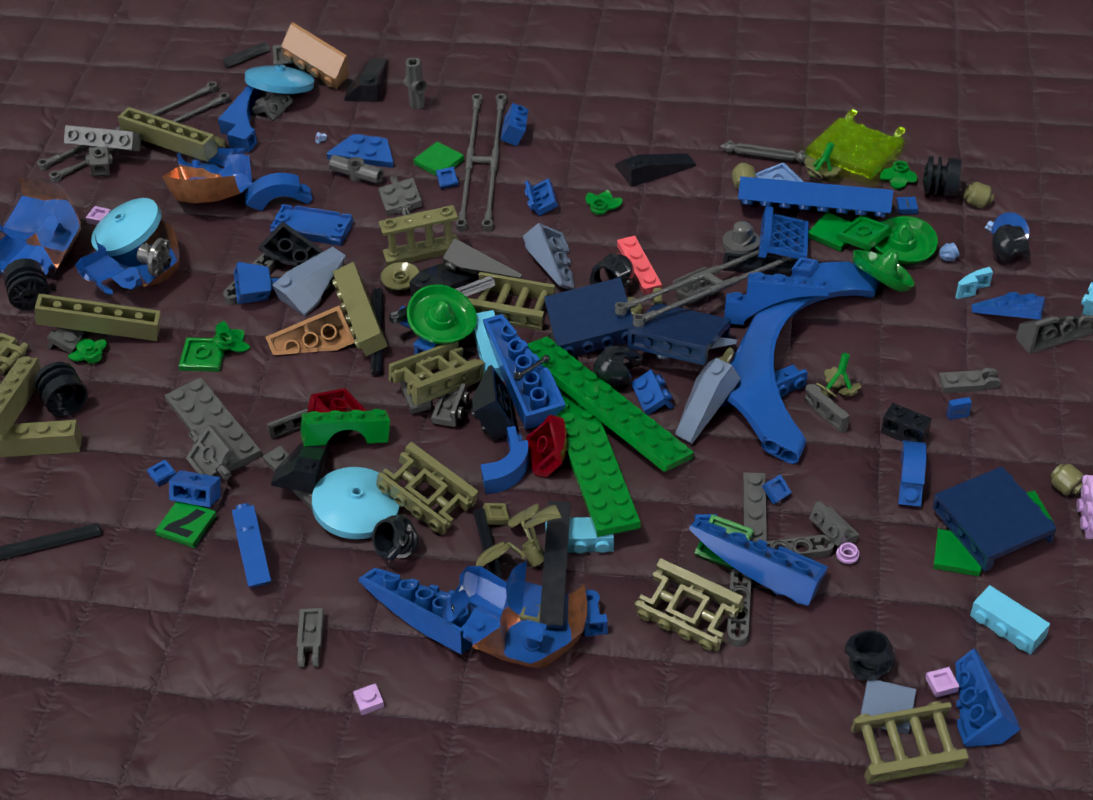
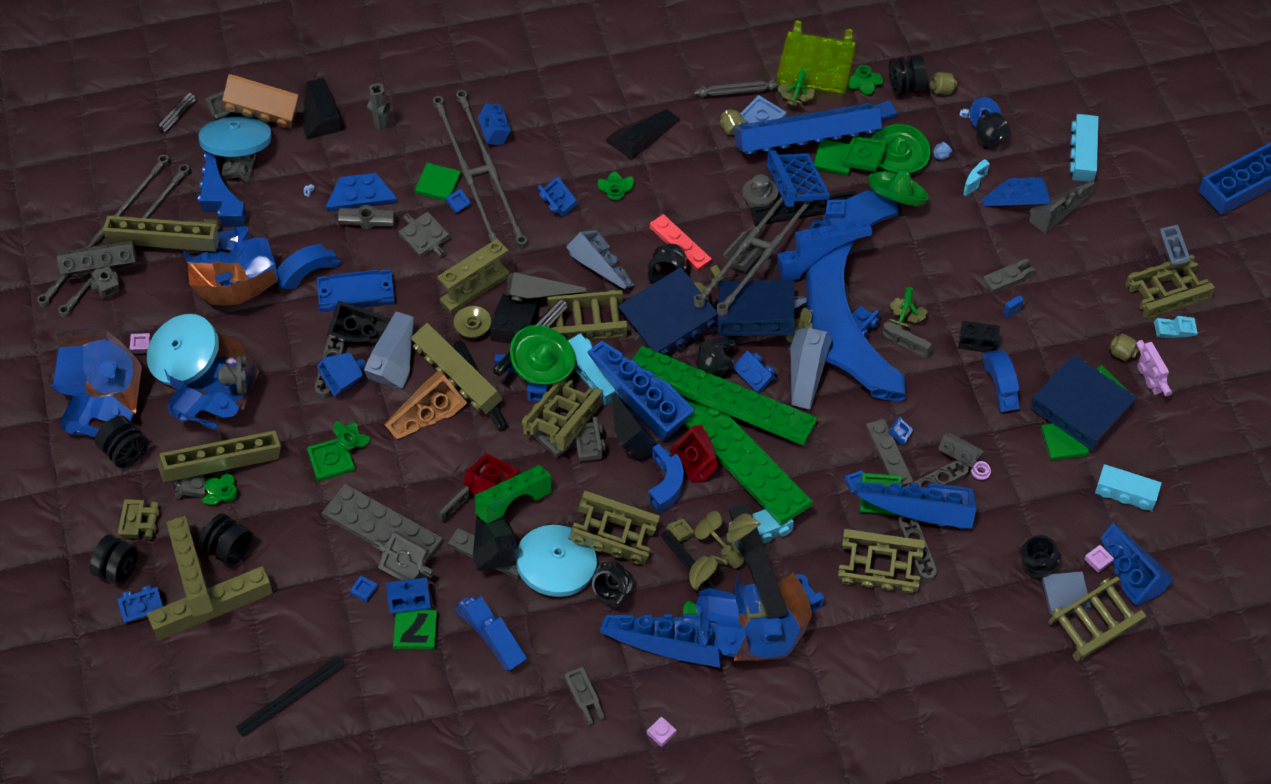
camera: 25 degrees left, 10 degrees up
(518, 375) = (643, 396): black hinge -> none

